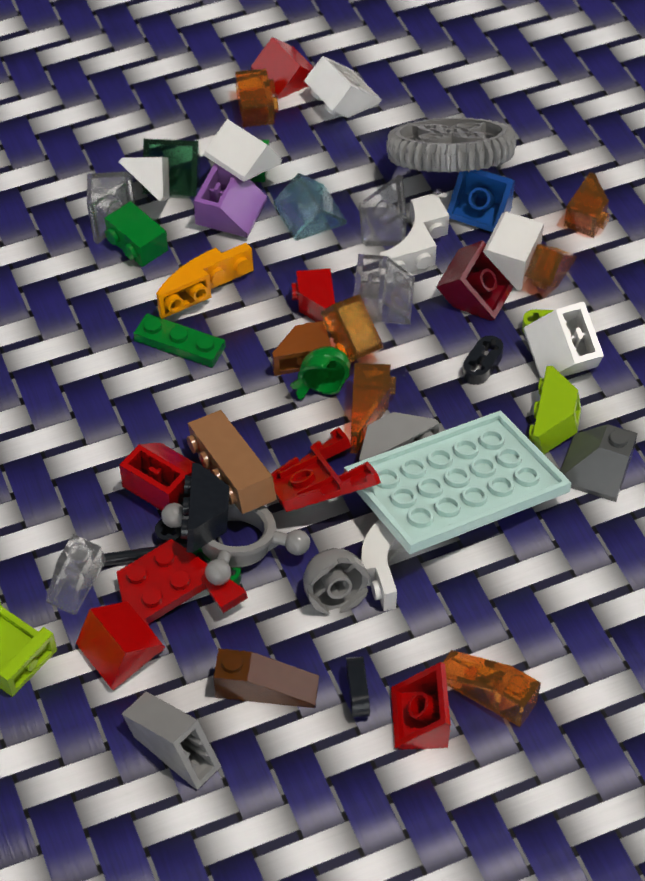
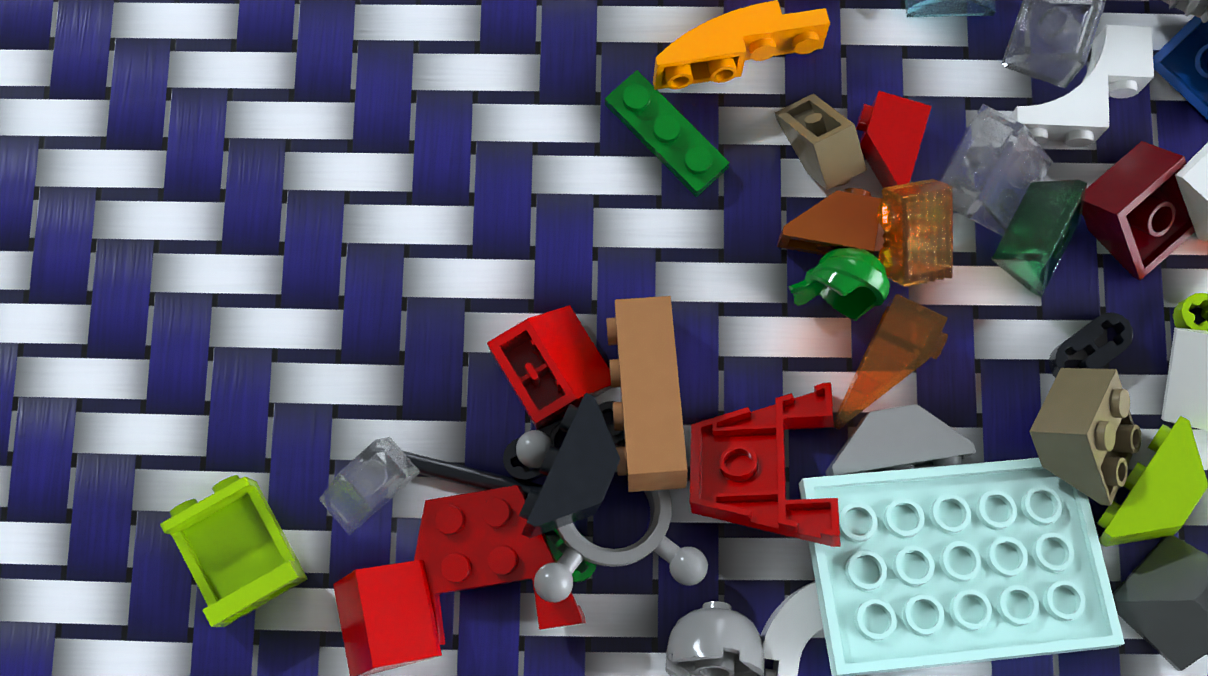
camera: 25 degrees right, 25 degrees up
(276, 310) = (822, 141): none -> dark tan slope
(425, 309) = (1041, 232): none -> clear green slope
(498, 392) = (1087, 432): none -> dark tan slope

